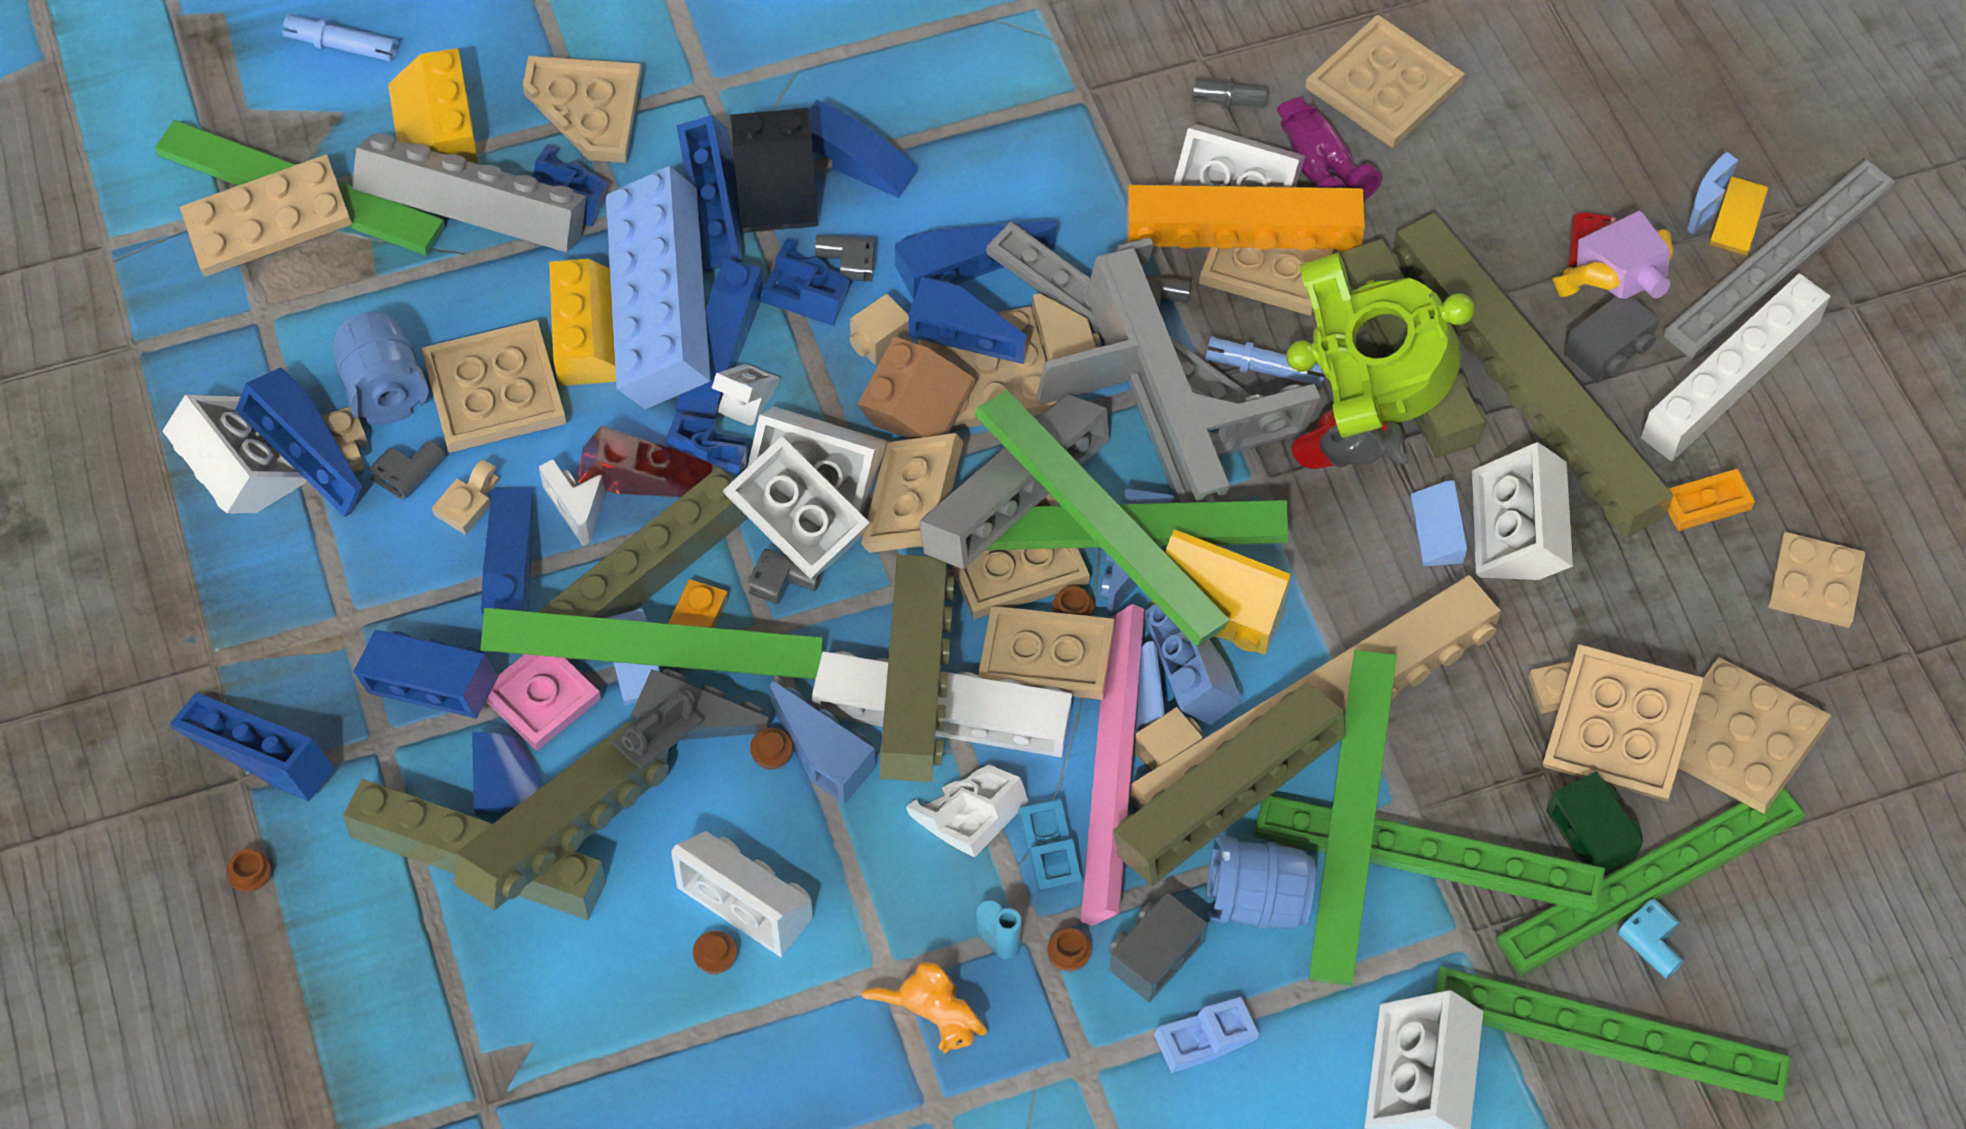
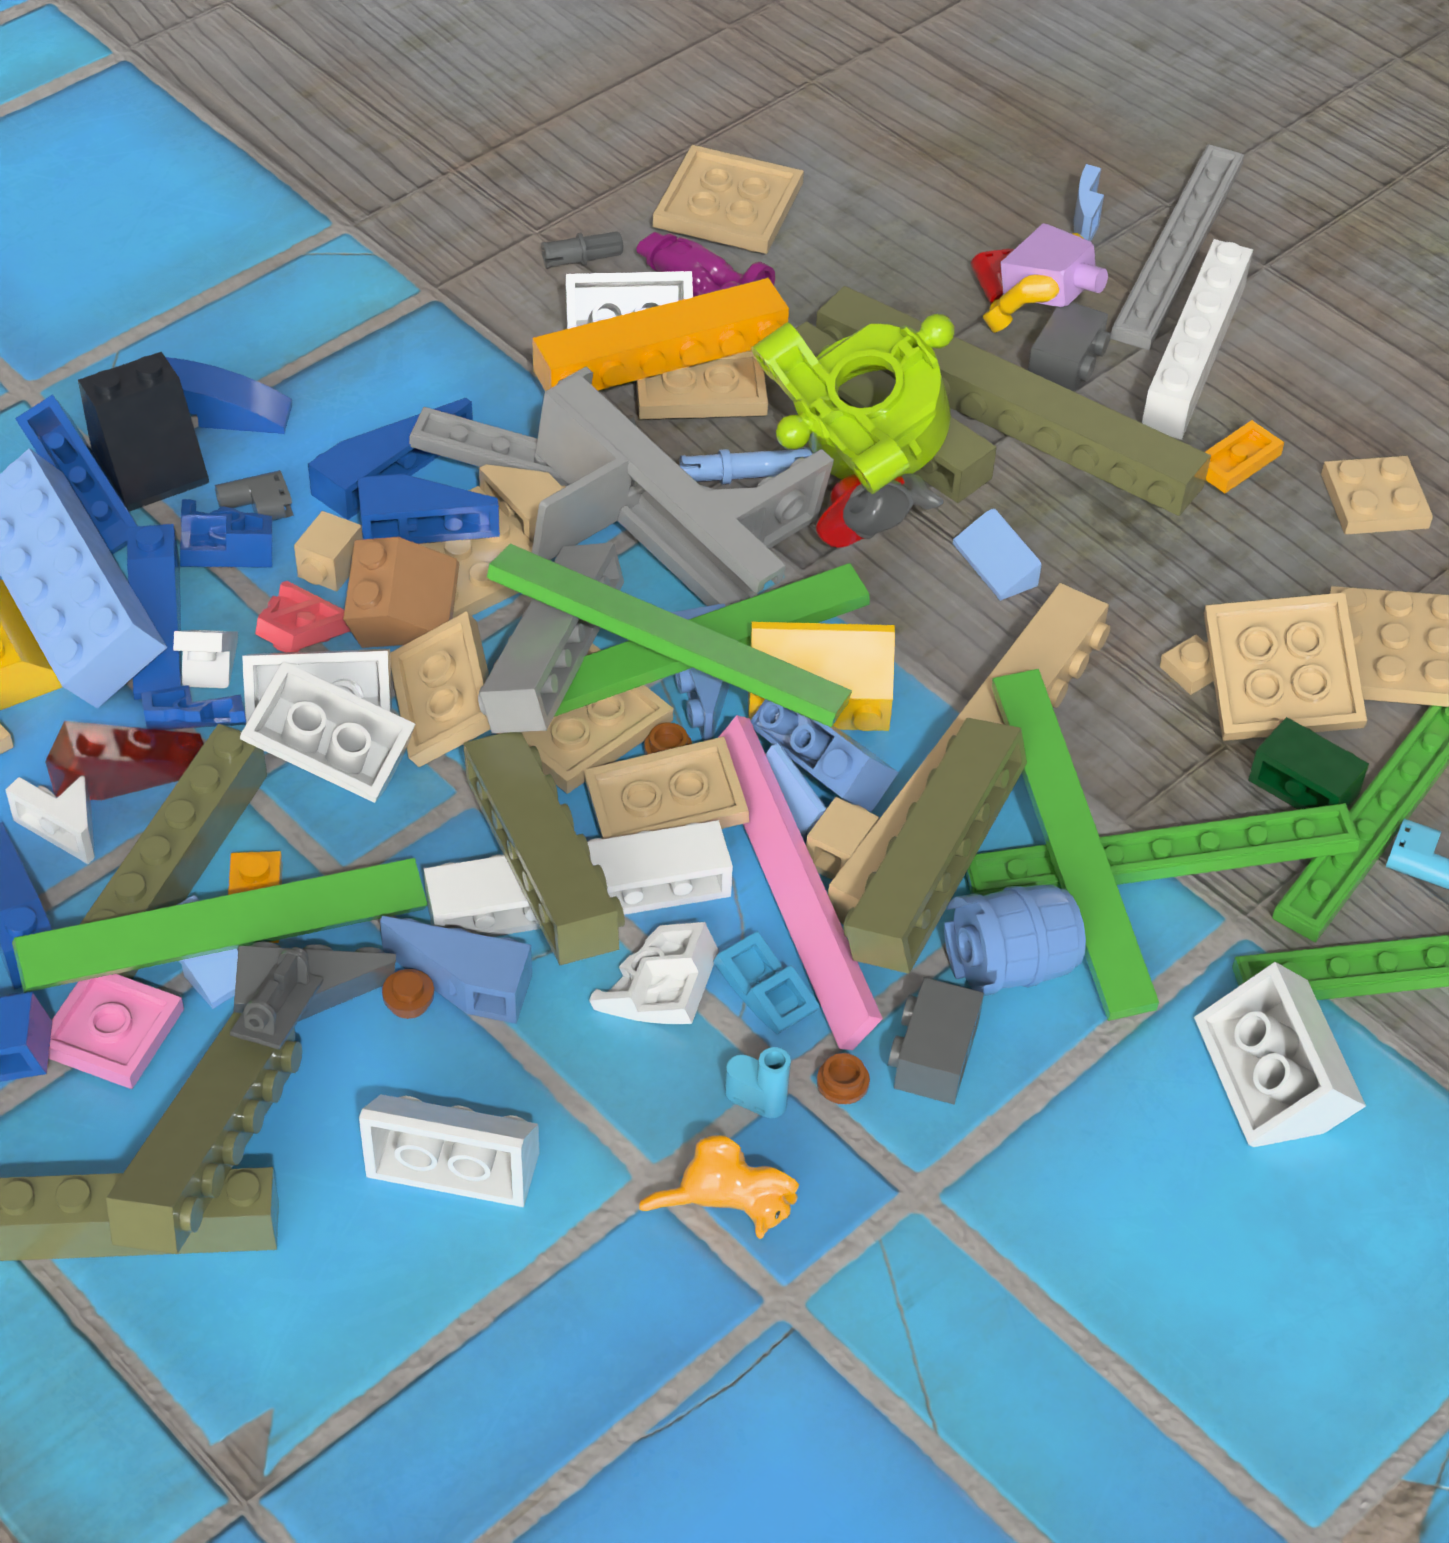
camera: 25 degrees left, 10 degrees down
(501, 774) = (101, 1125): blue slope -> none
(714, 952) = (446, 1227): dark orange plate -> none
(775, 576) = (330, 815): dark grey piece -> none
(826, 386) = (299, 619): none -> coral wing
(1206, 1036) = (1036, 1112): light blue slope -> none
(1522, 515) = (1074, 521): white slope -> none
(1739, 216) = (1123, 220): yellow slope -> none

